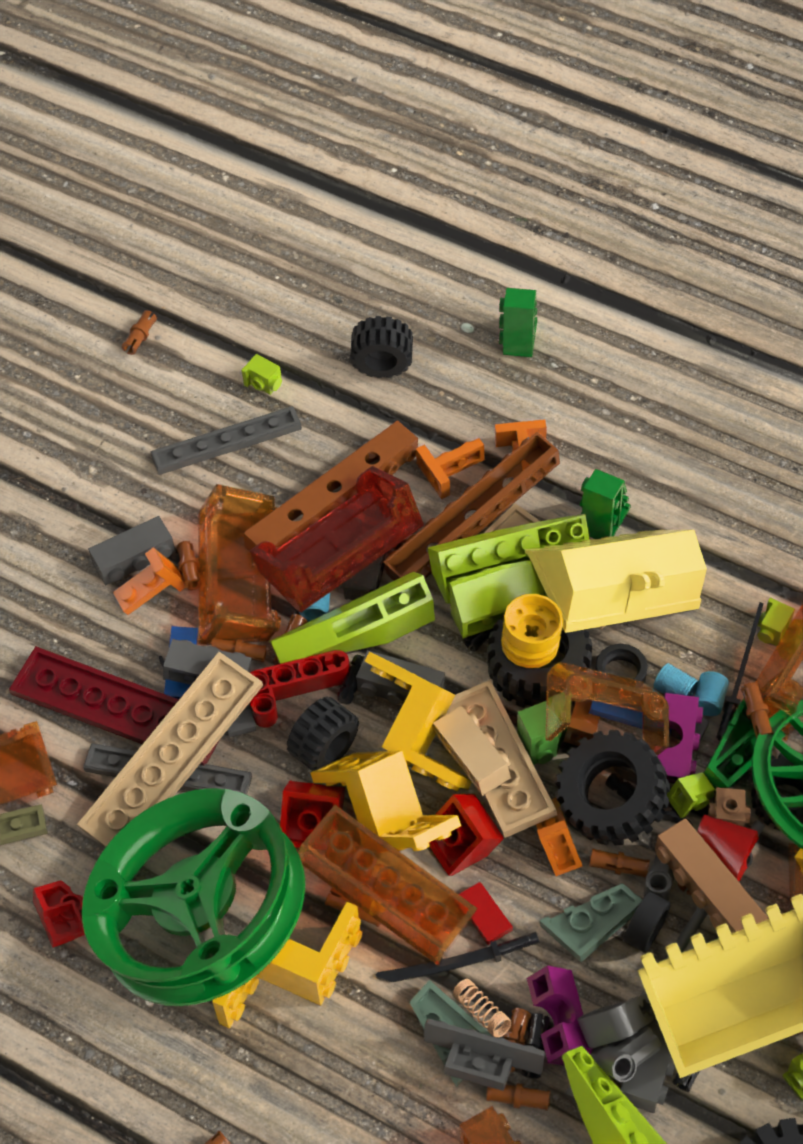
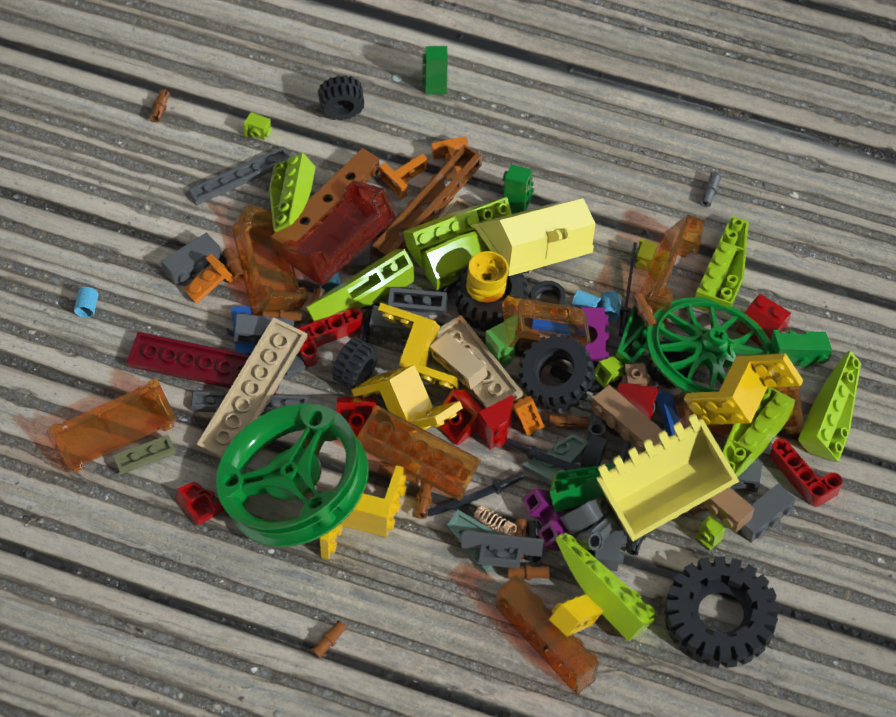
camera: 15 degrees left, 0 degrees up
(285, 469) = (290, 189): none -> lime wedge
(384, 955) = (423, 500): none -> dark orange pin
(433, 652) = (419, 301): none -> dark grey brick
(488, 917) = (488, 468): red tile -> none
(511, 851) = (495, 422): none -> red slope
(557, 905) = (534, 453): none -> black sword
(609, 972) = (575, 487): none -> green wedge
(772, 873) = (668, 411): none -> blue tile

